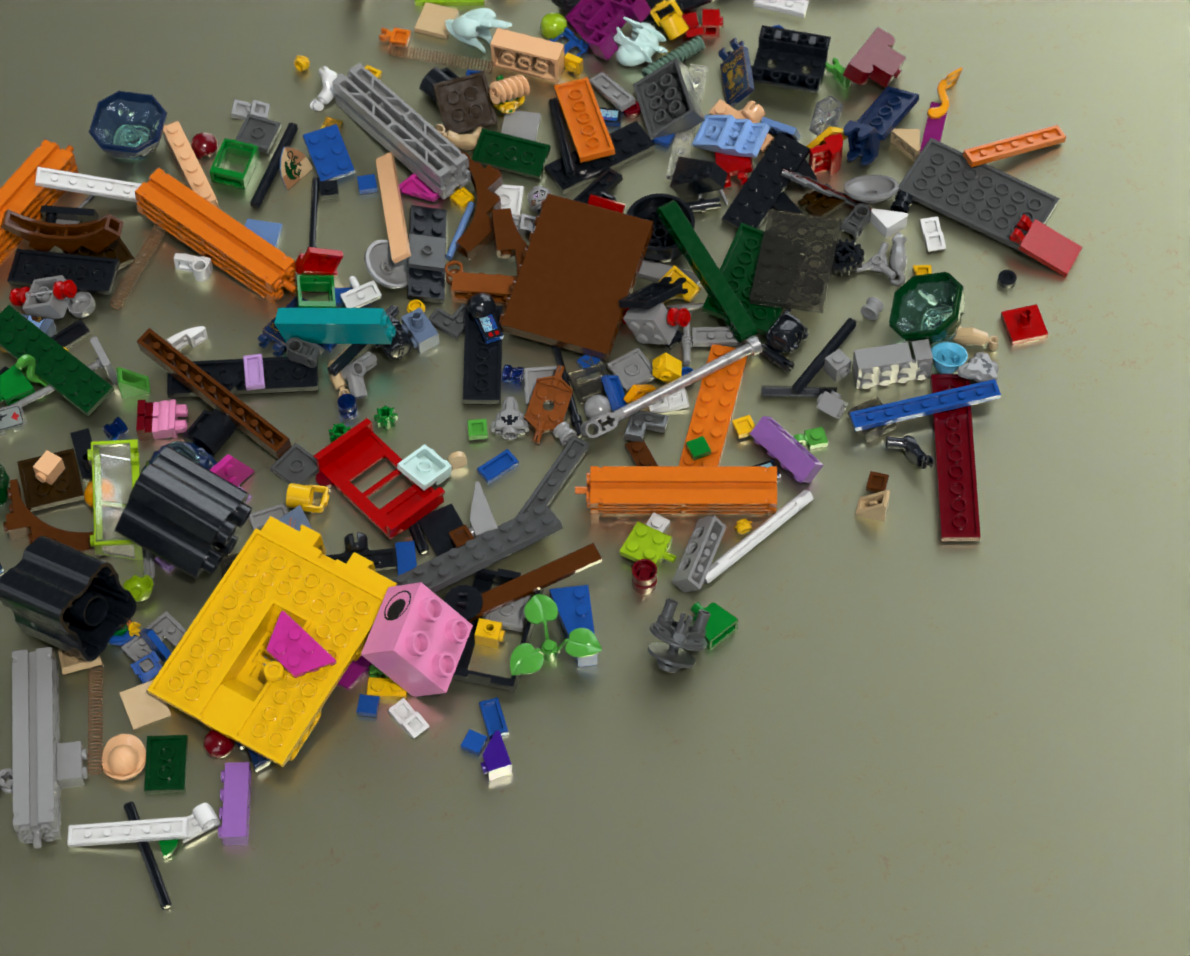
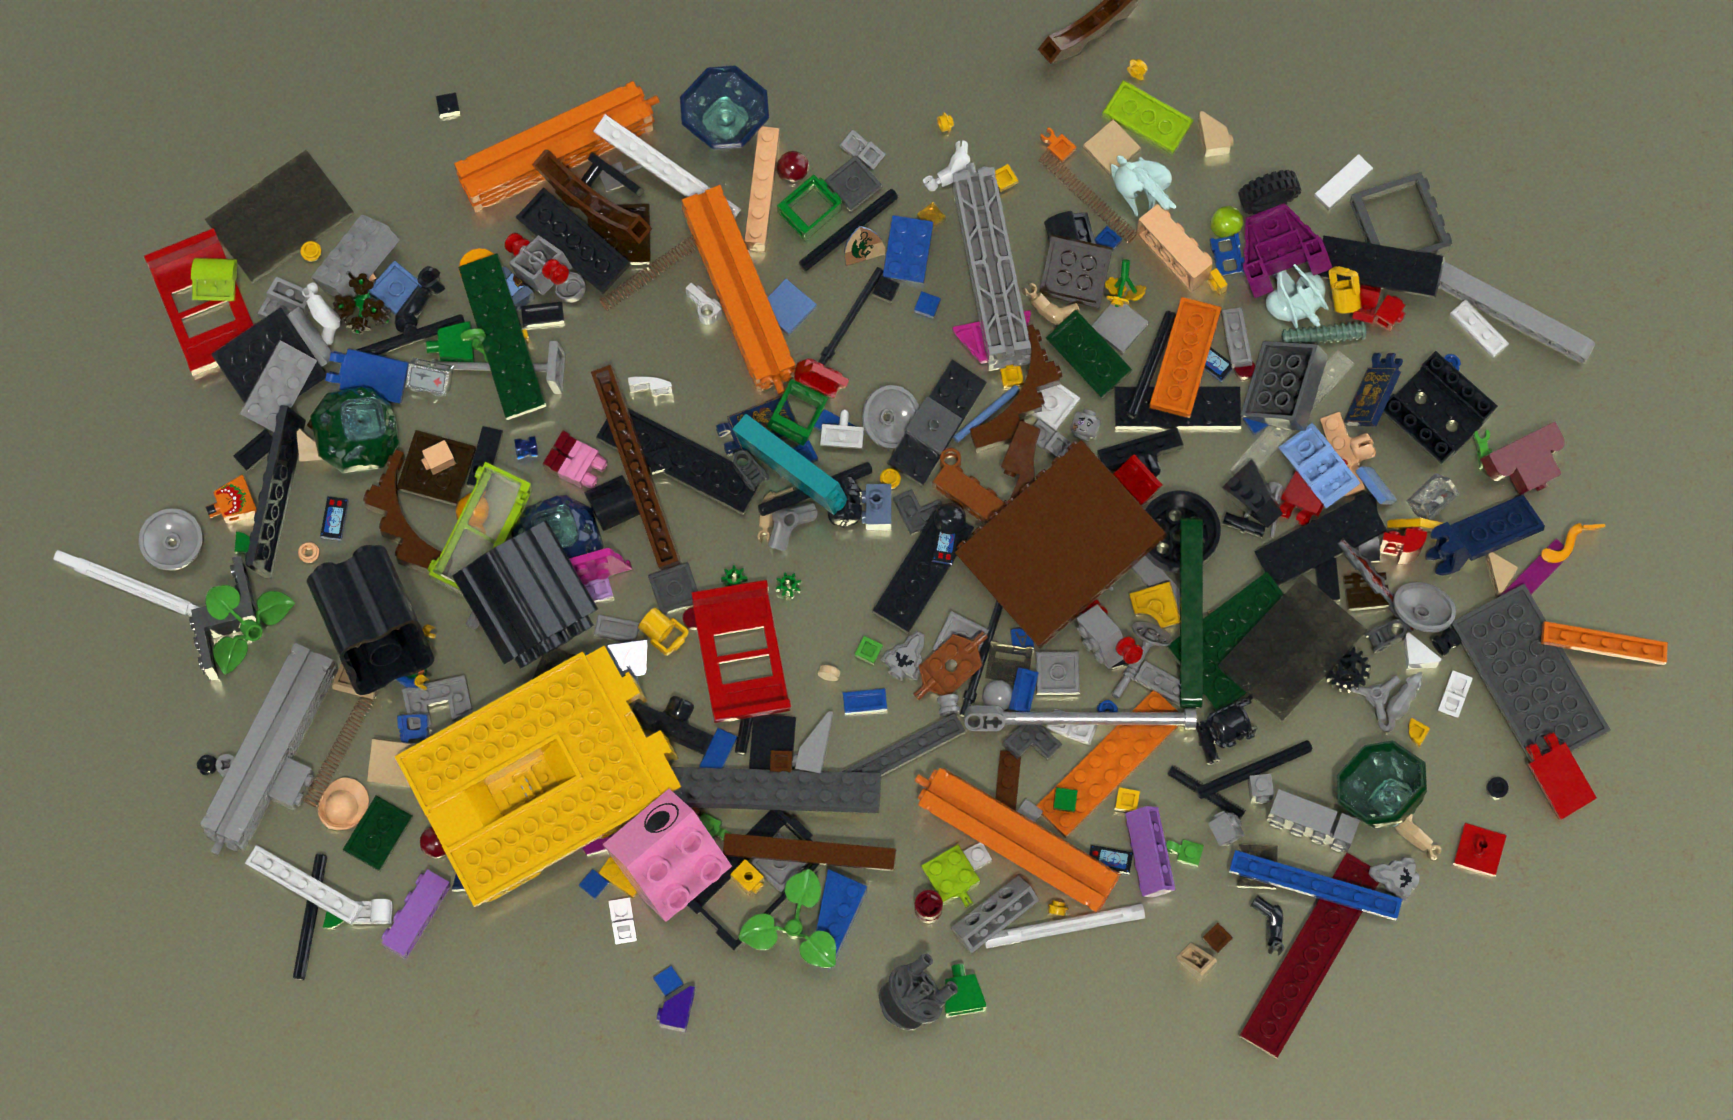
camera: 30 degrees right, 15 degrees up
(132, 383) = (570, 405): bright green slope -> none
(139, 587) = (451, 635): lime hair -> none
(155, 643) = (433, 709): blue tile -> none
(254, 372) = (691, 462): lavender tile -> none
(274, 671) = (517, 809): yellow tile -> none
(296, 648) = (549, 799): dark pink wing -> none
(347, 406) = (761, 555): clear blue wheel -> none
(393, 208) = (932, 352): light nougat tile -> none
(425, 467) = (791, 665): light aqua plate -> none
(465, 601) = (738, 836): black piece -> none
(493, 717) = (701, 966): blue tile -> none
(509, 89) = (1125, 281): light nougat piece -> none
(512, 374) = (938, 610): clear blue wheel -> none
(638, 391) = (1046, 703): light orange tile -> none
(654, 294) = (1121, 610): black tile -> none
(667, 368) = (1090, 693): yellow brick -> none
(872, 308) = (1337, 743): light grey wheel -> none
(948, 357) = (1373, 845): medium azure hat -> none

